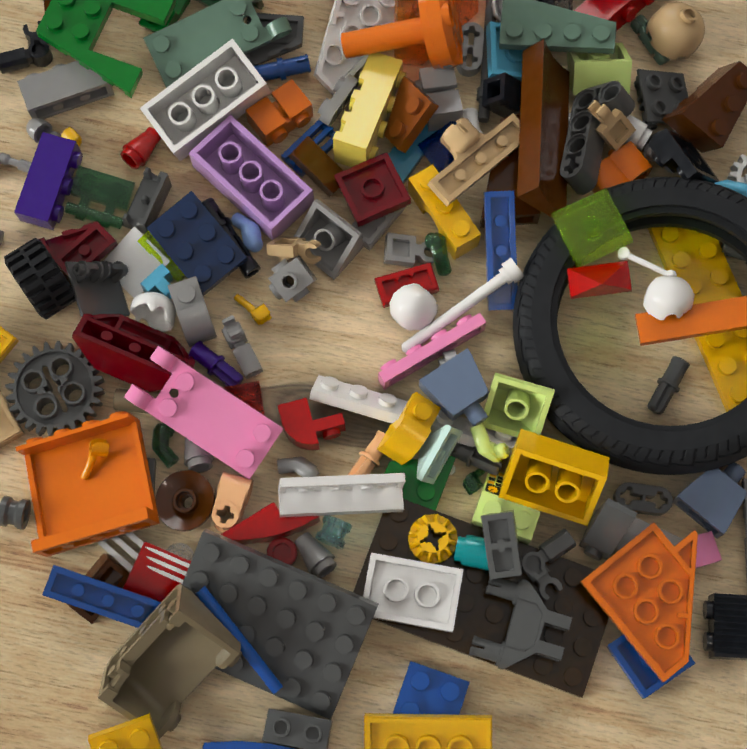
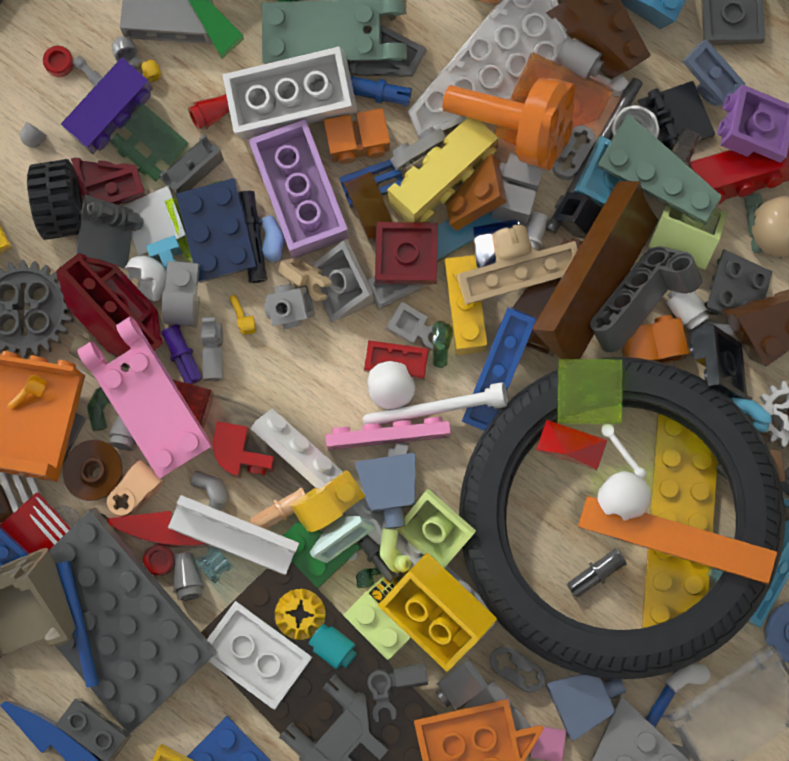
camera: 30 degrees right, 5 degrees up
(501, 544) = (355, 653): dark grey hinge -> none
(614, 125) = (666, 298): tan plate -> none

